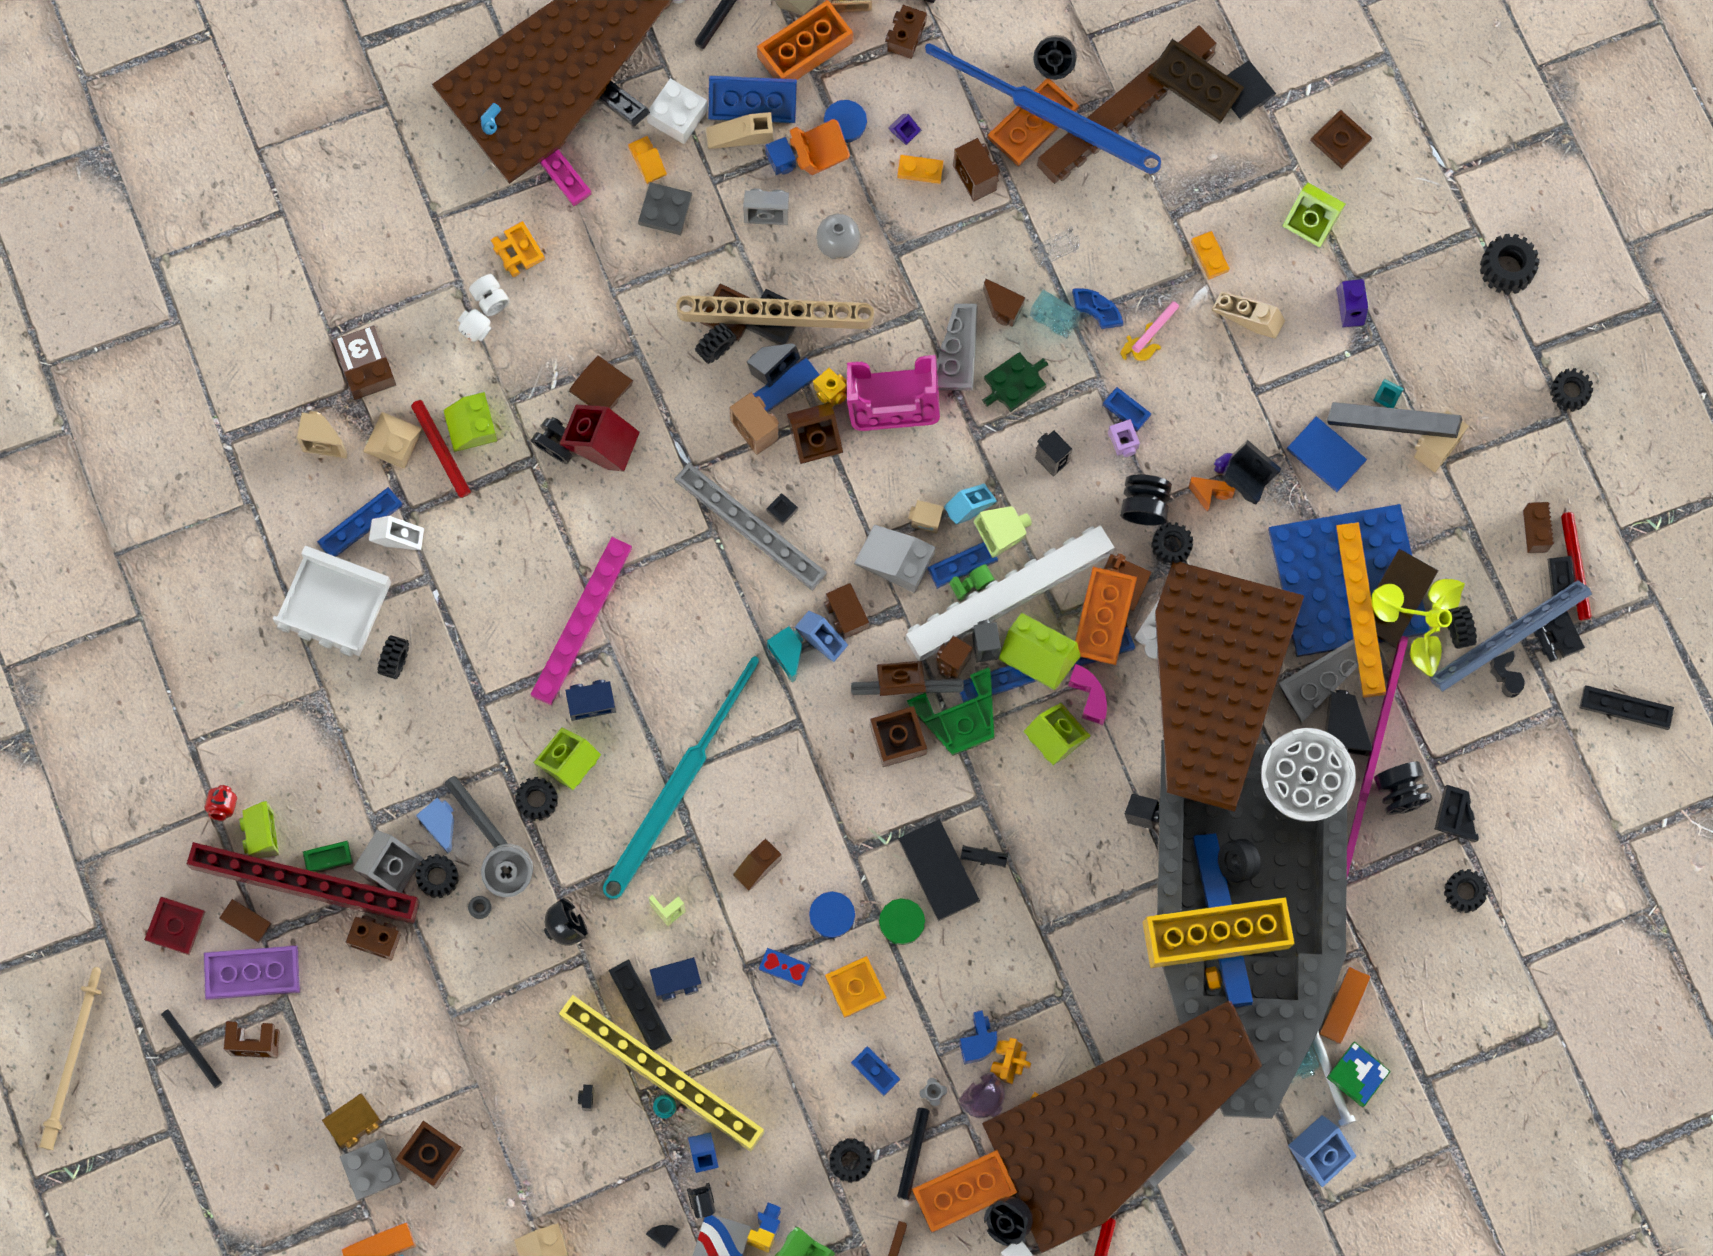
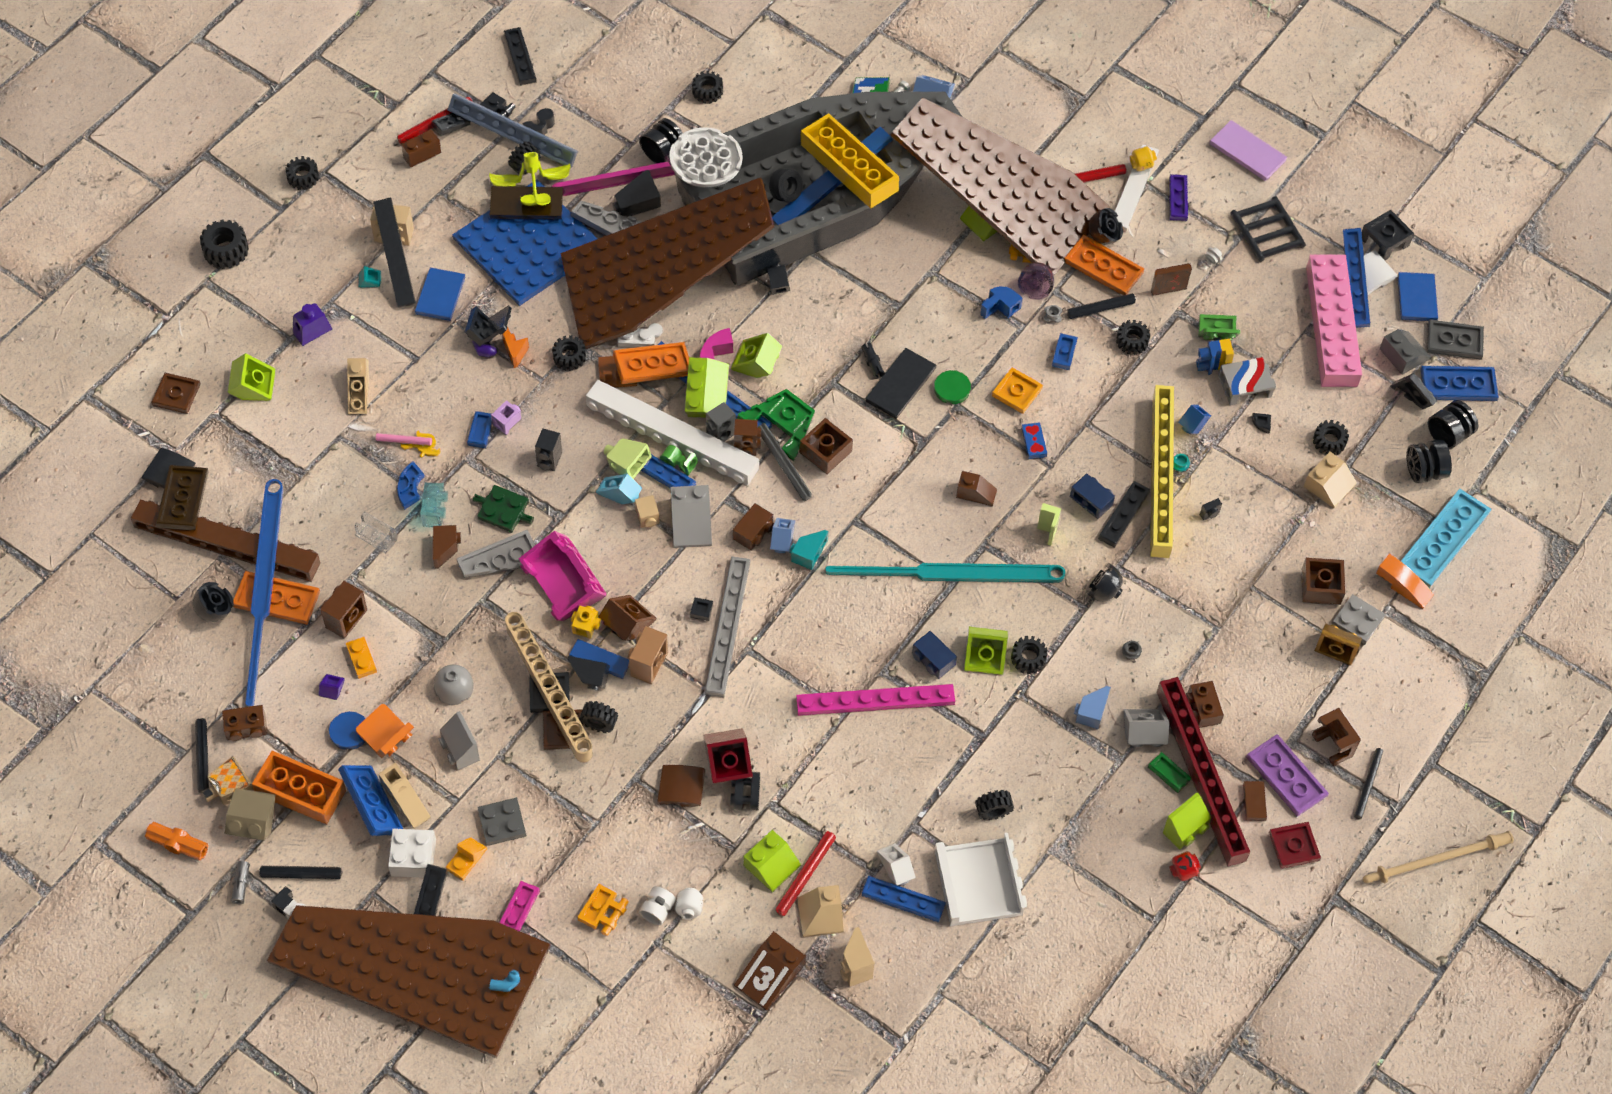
camera: 120 degrees left, 15 degrees down
(437, 862) = (1130, 678): black tyre -> none
(475, 812) = (1070, 681): dark grey axle -> none
(497, 880) = (1096, 638): light grey wheel -> none
(702, 1201) = (1226, 403): black piece -> none
(781, 156) = (408, 757): blue brick -> none
(832, 914) = (977, 430): blue tile -> none
(901, 678) = (782, 464): reddish brown tile -> none
(1013, 1062) = (1009, 278): light orange hips -> none
(1146, 500) = (548, 376): black wheel -> none
(1210, 255) = (322, 433): light orange plate -> none
(1361, 610) = (549, 215): light orange plate -> none
(1456, 815) = (657, 111): black wing -> none

